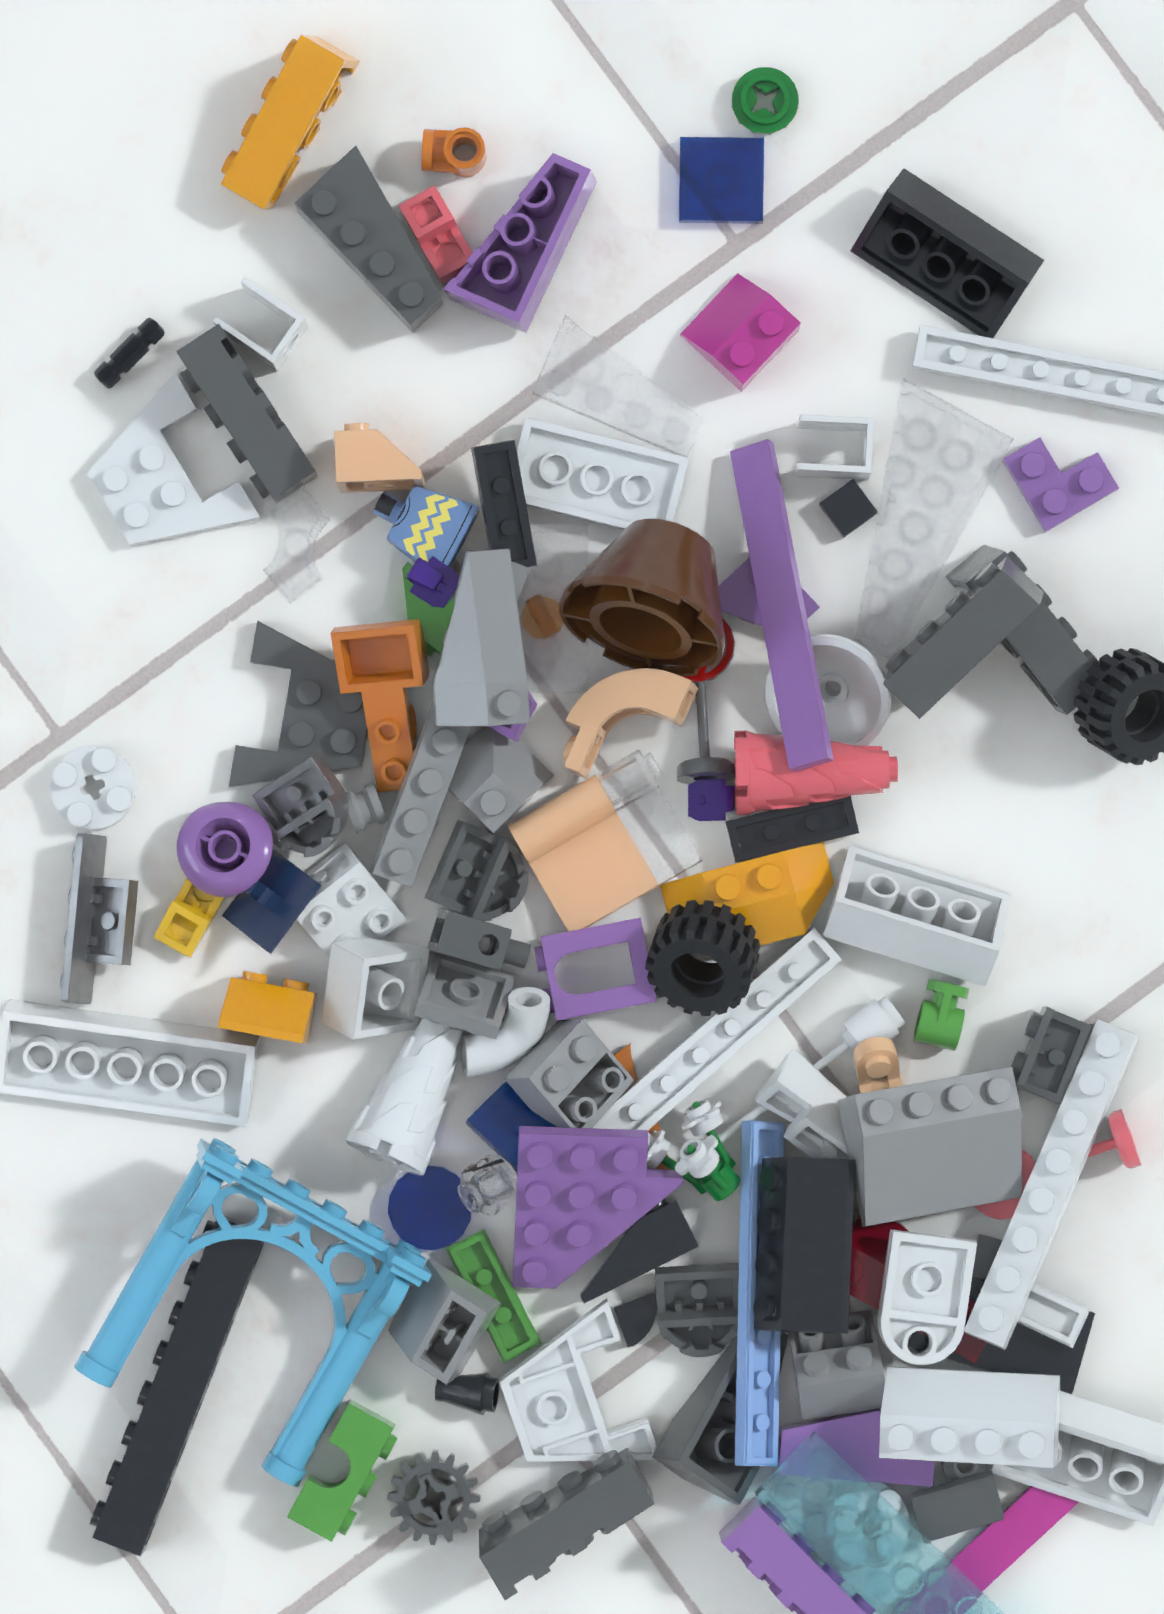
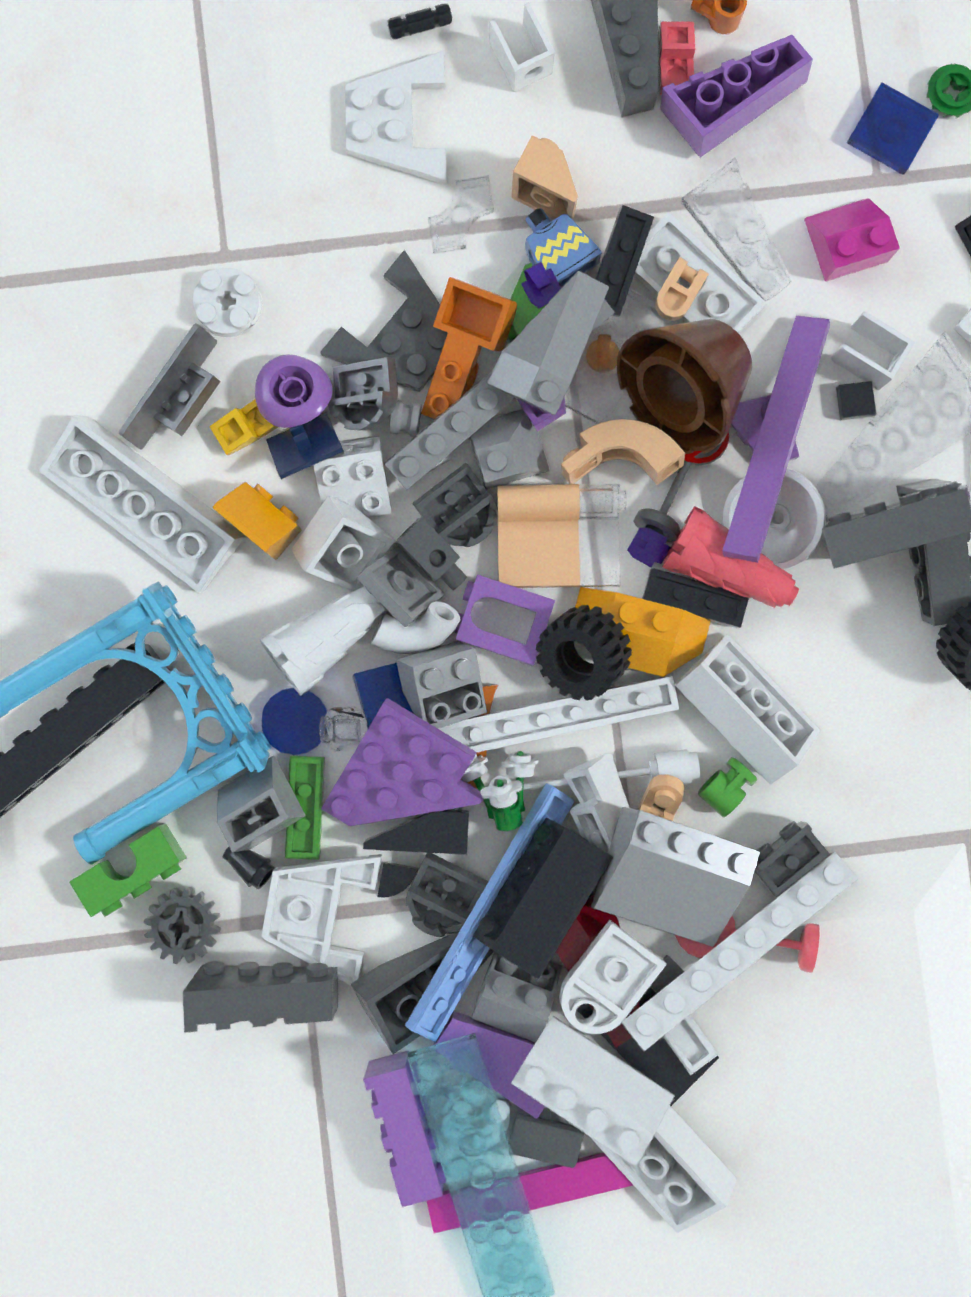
camera: 20 degrees right, 0 degrees up
(246, 414) = (476, 98): dark grey wedge -> none
(586, 515) = (674, 299): none -> light nougat plate

